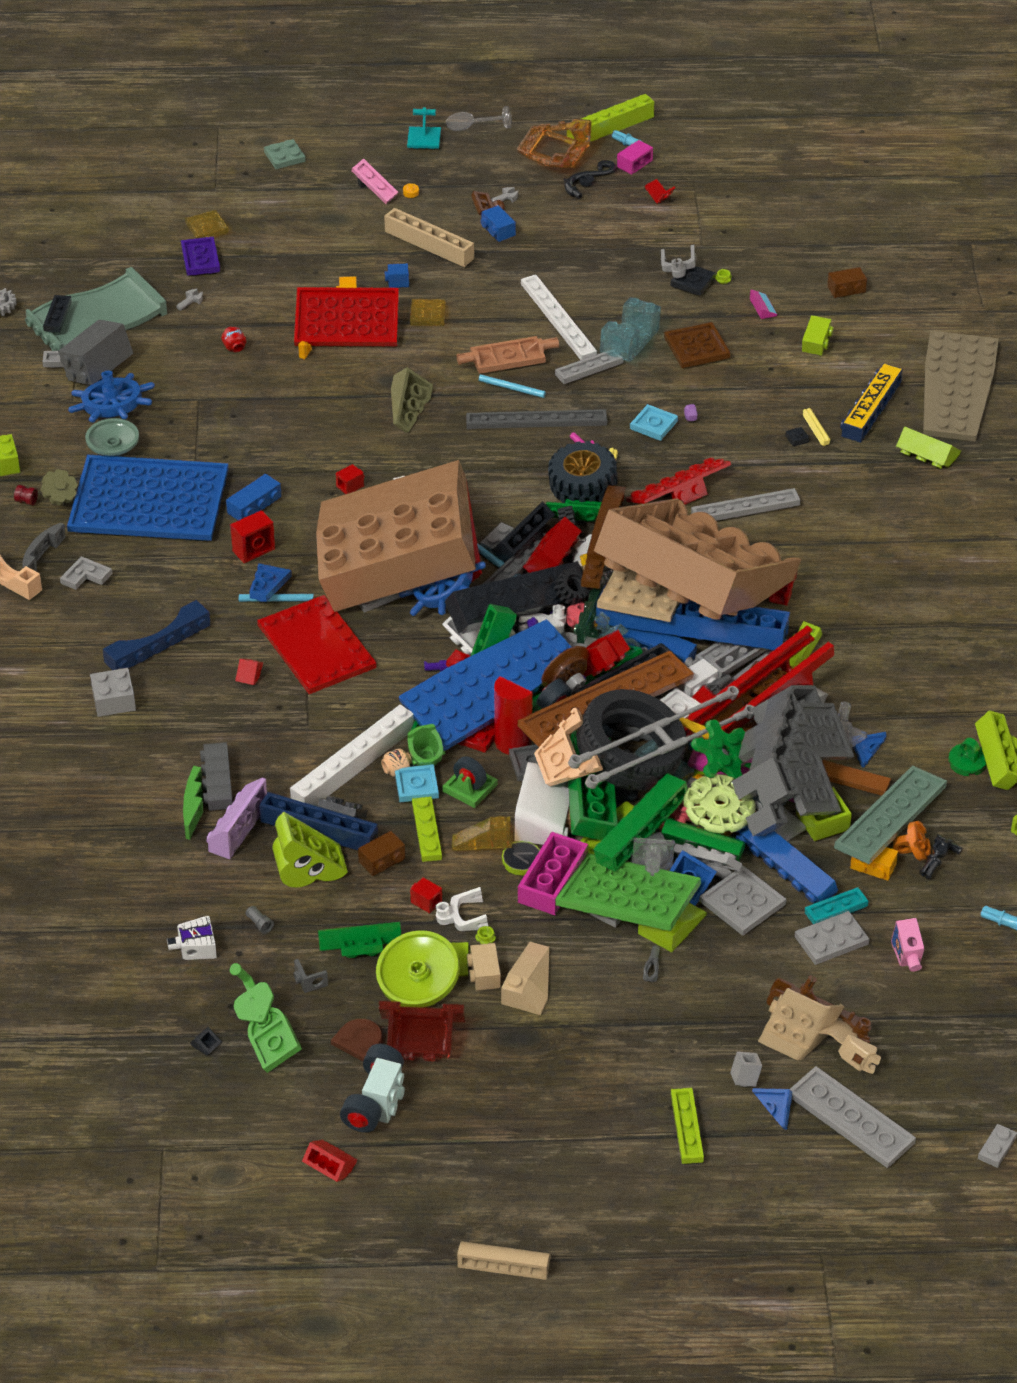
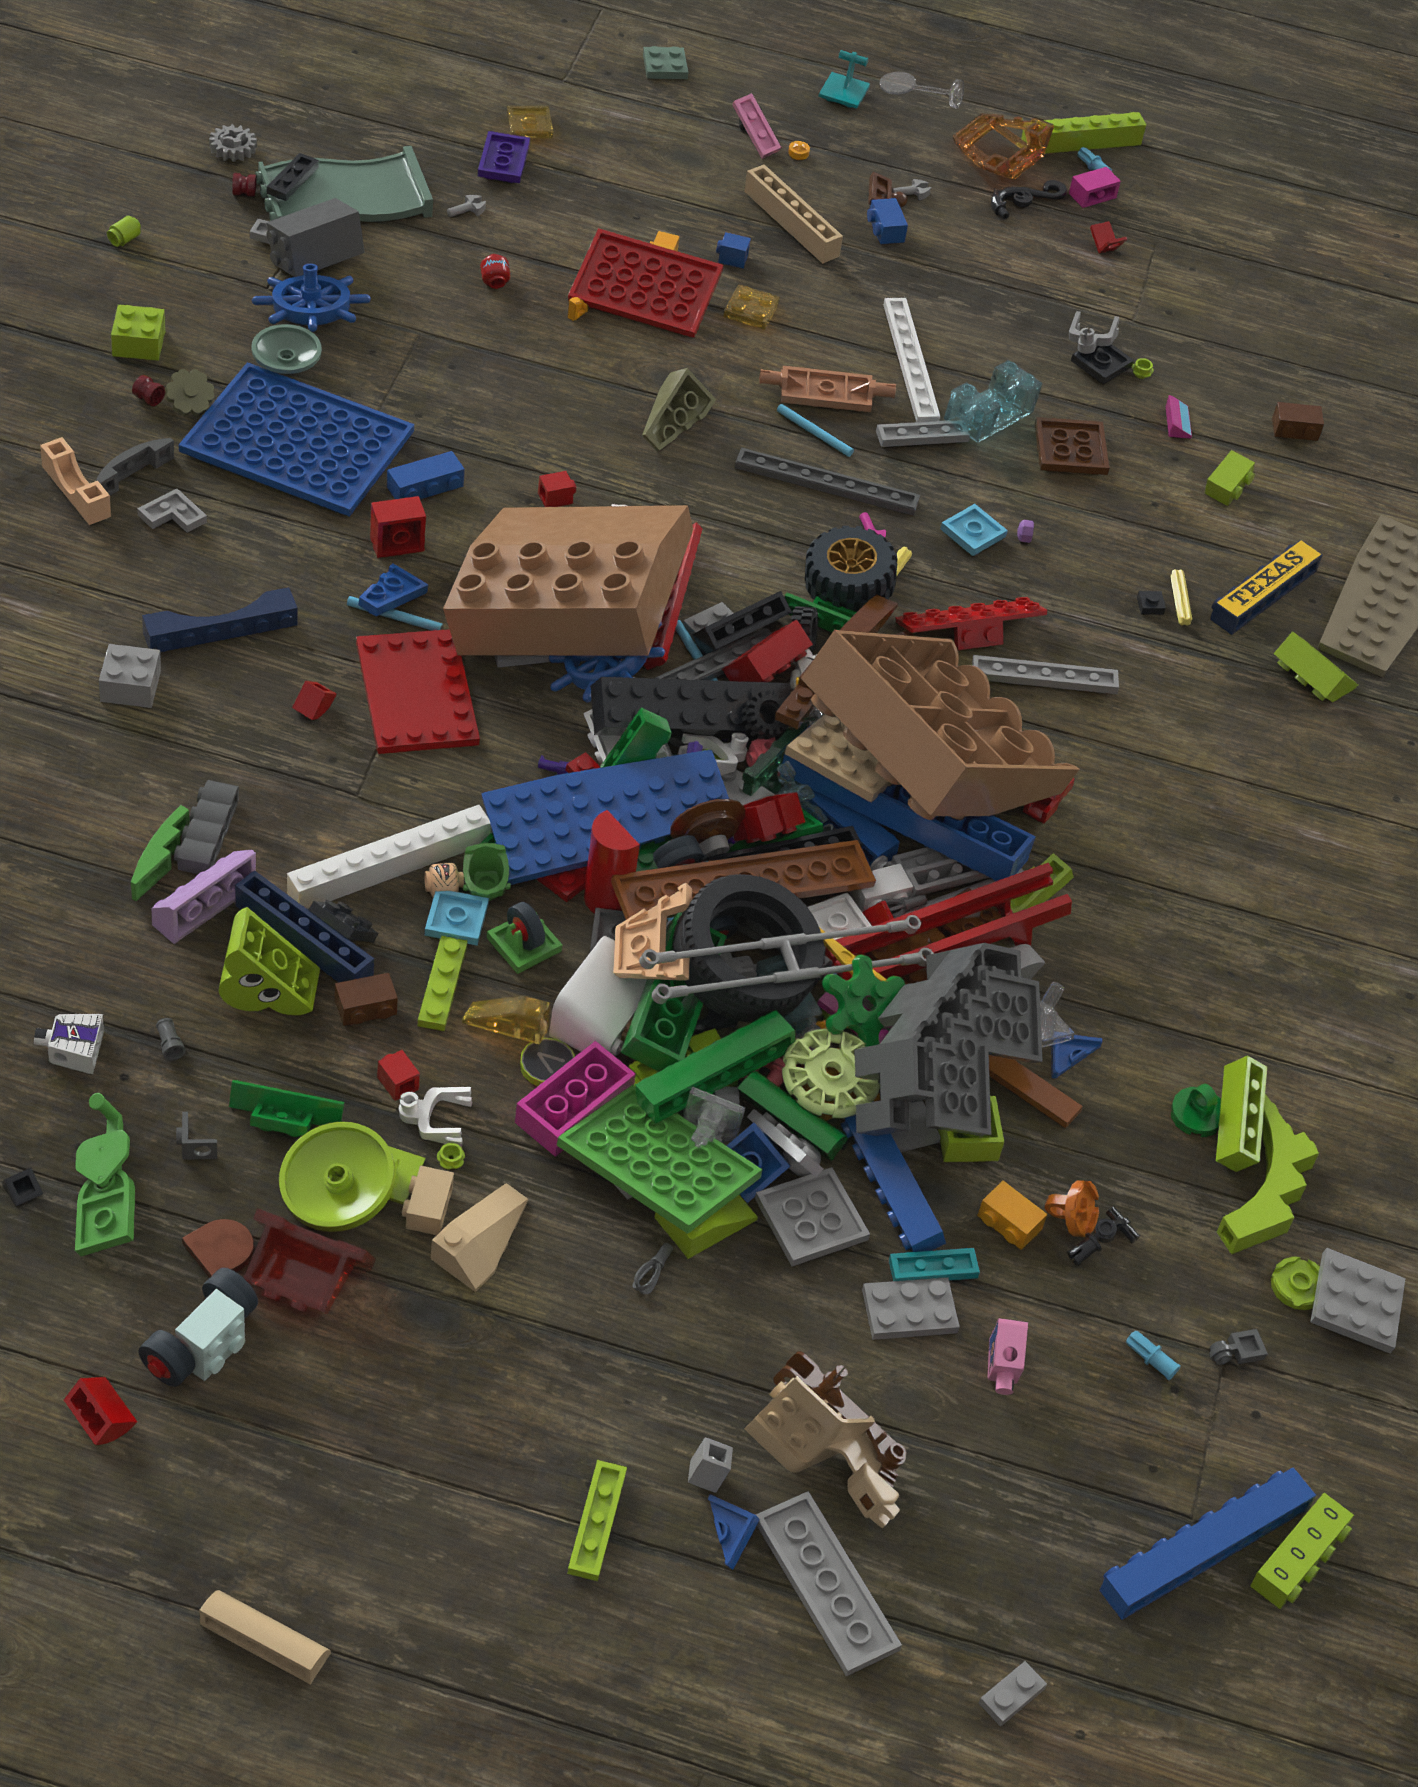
camera: 10 degrees right, 5 degrees up
(20, 330) = (244, 185): none -> dark red wheel
(890, 814) = (1057, 1159): sand green plate -> none

